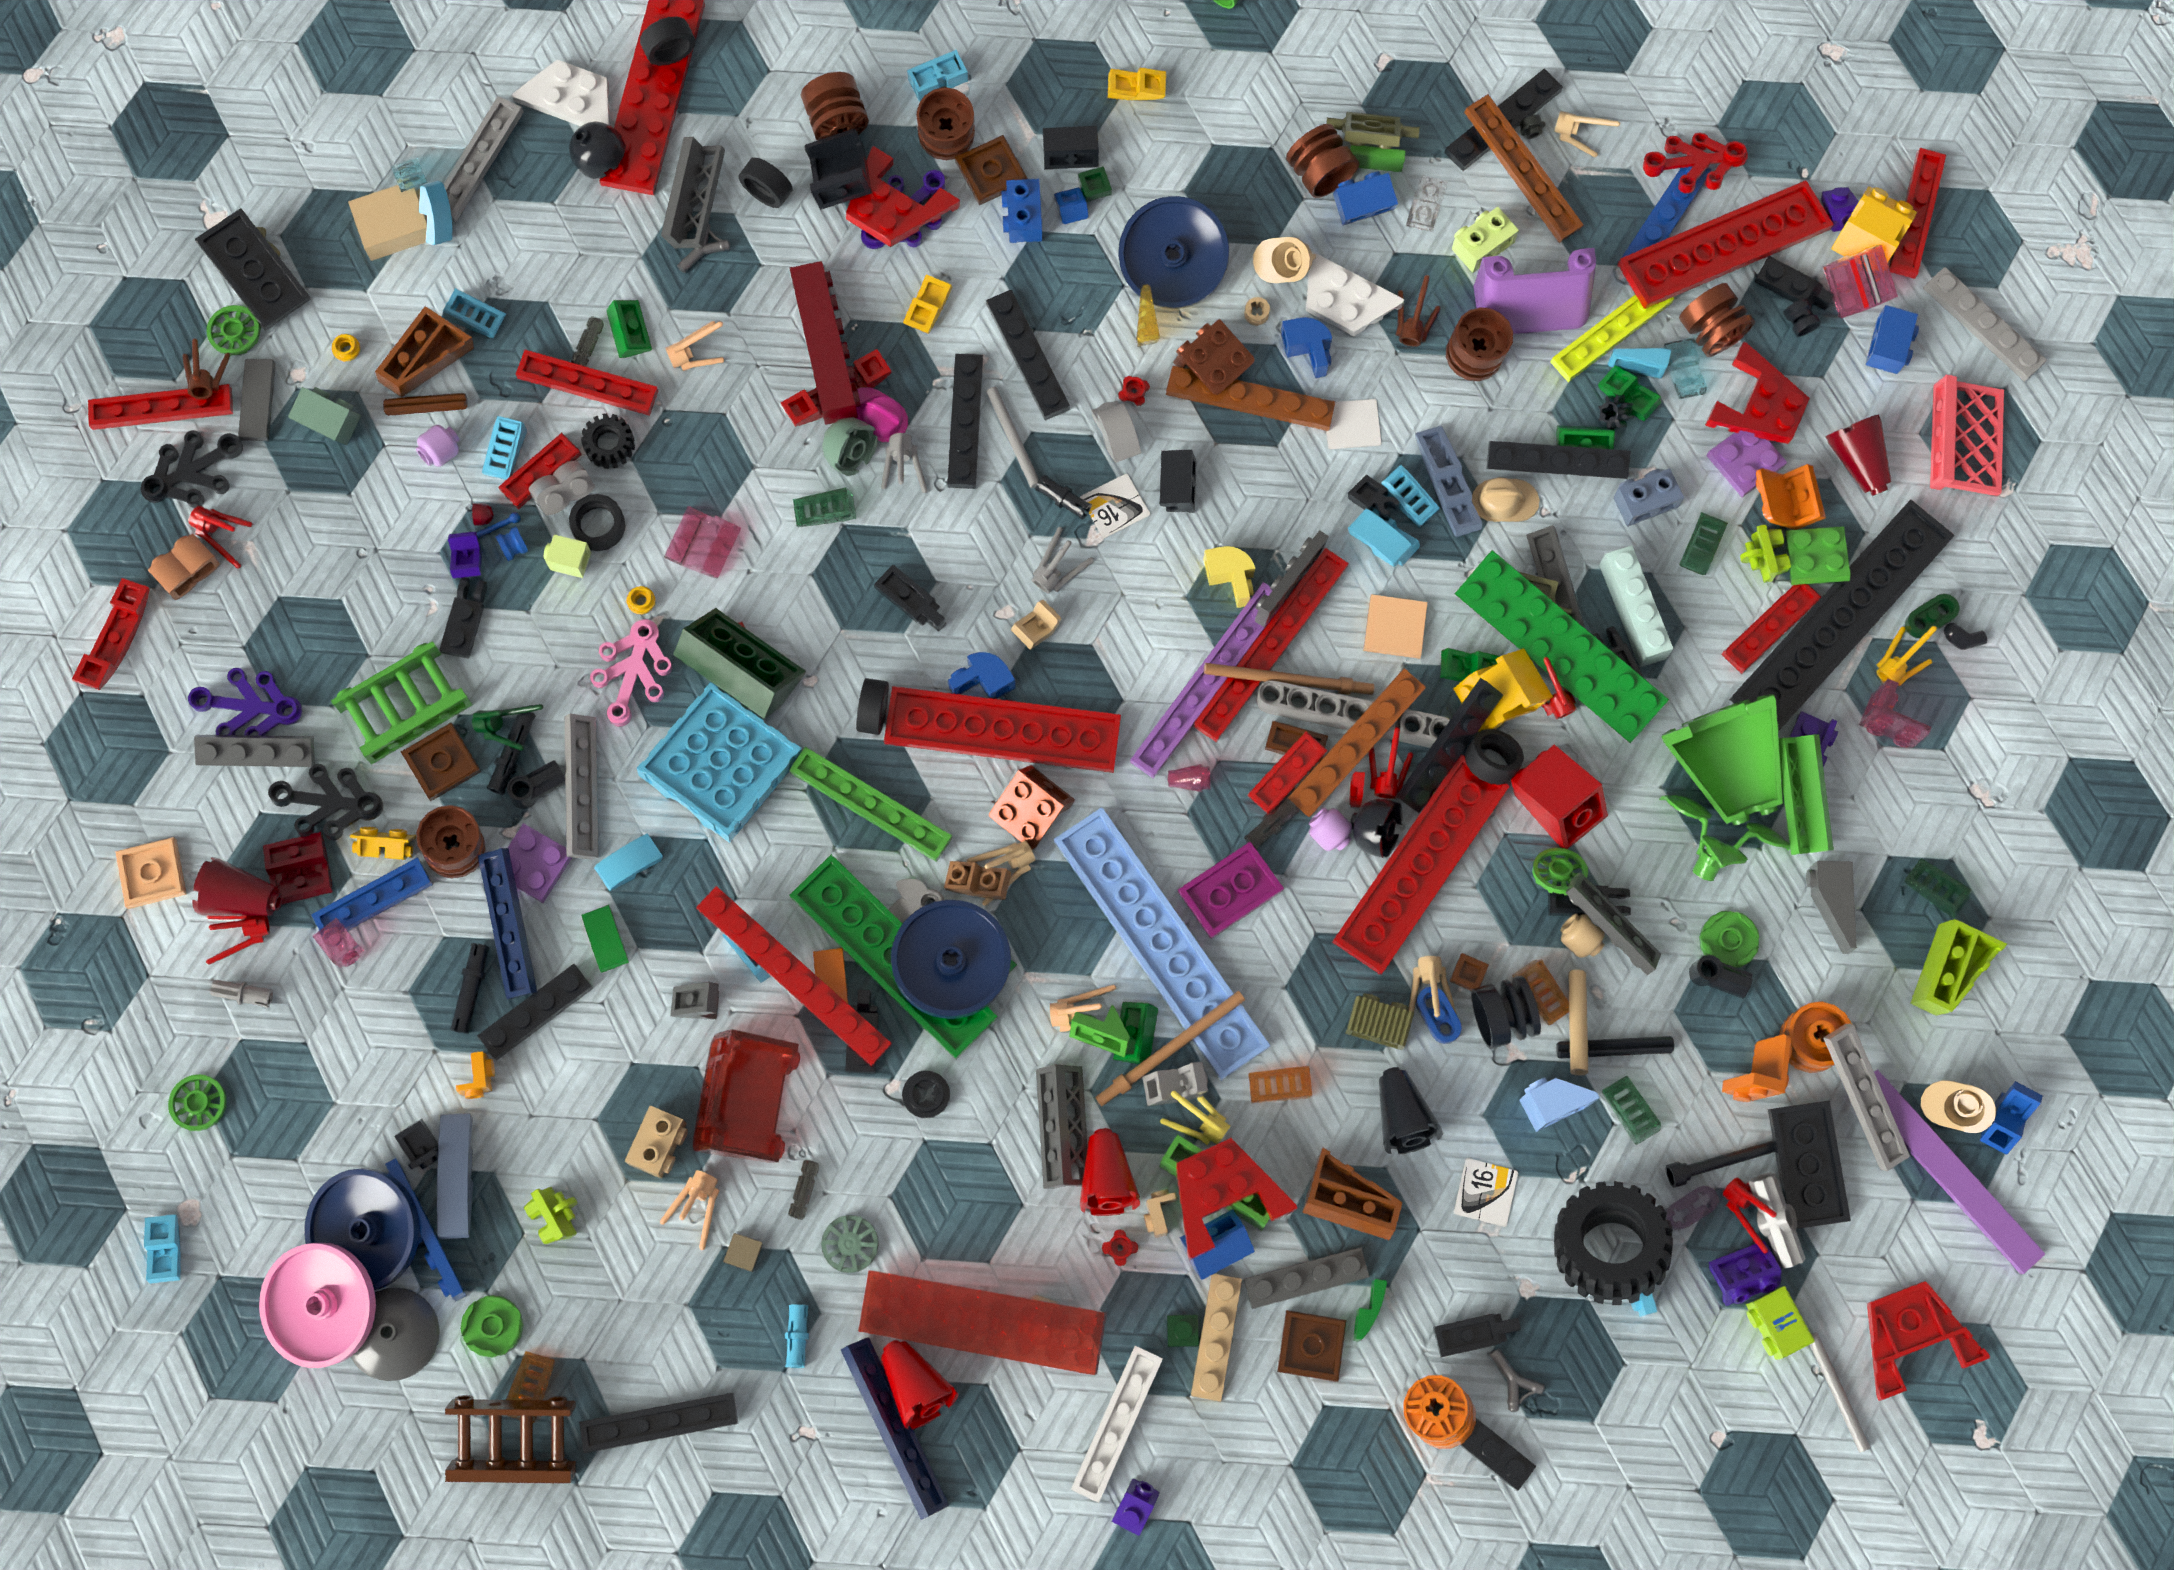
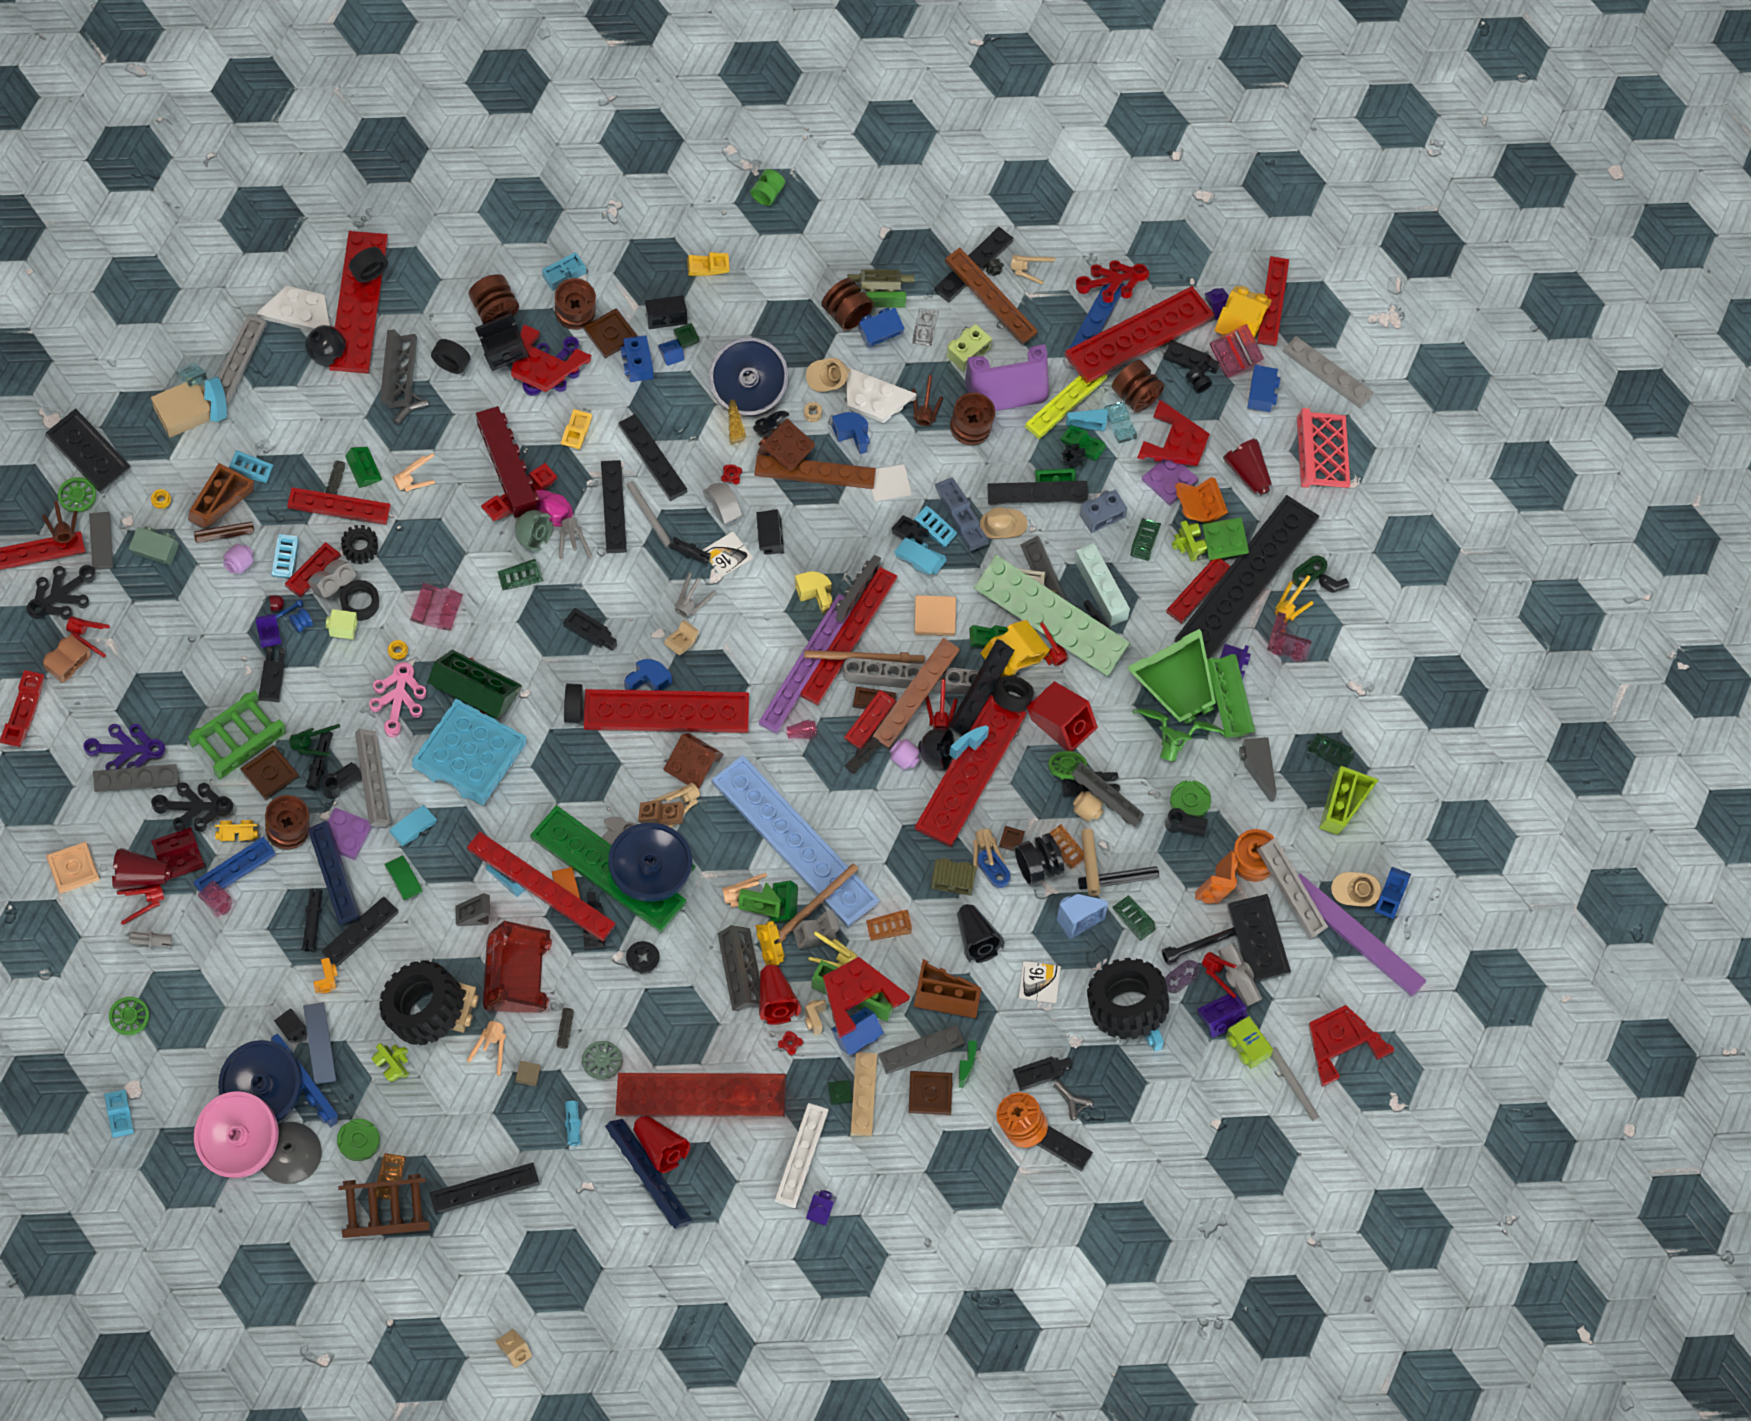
camera: 10 degrees left, 10 degrees down
(575, 1120) = (436, 1017): none -> black tyre
(870, 804) = (579, 769): bright green plate -> none
(1109, 1109) = (766, 935): none -> yellow hinge
(1194, 323) = (766, 424): none -> black plate
(1230, 890) = (839, 801): magenta plate -> none
(1356, 789) = (920, 725): red tile -> none
(1429, 820) = (973, 739): none -> medium azure slope

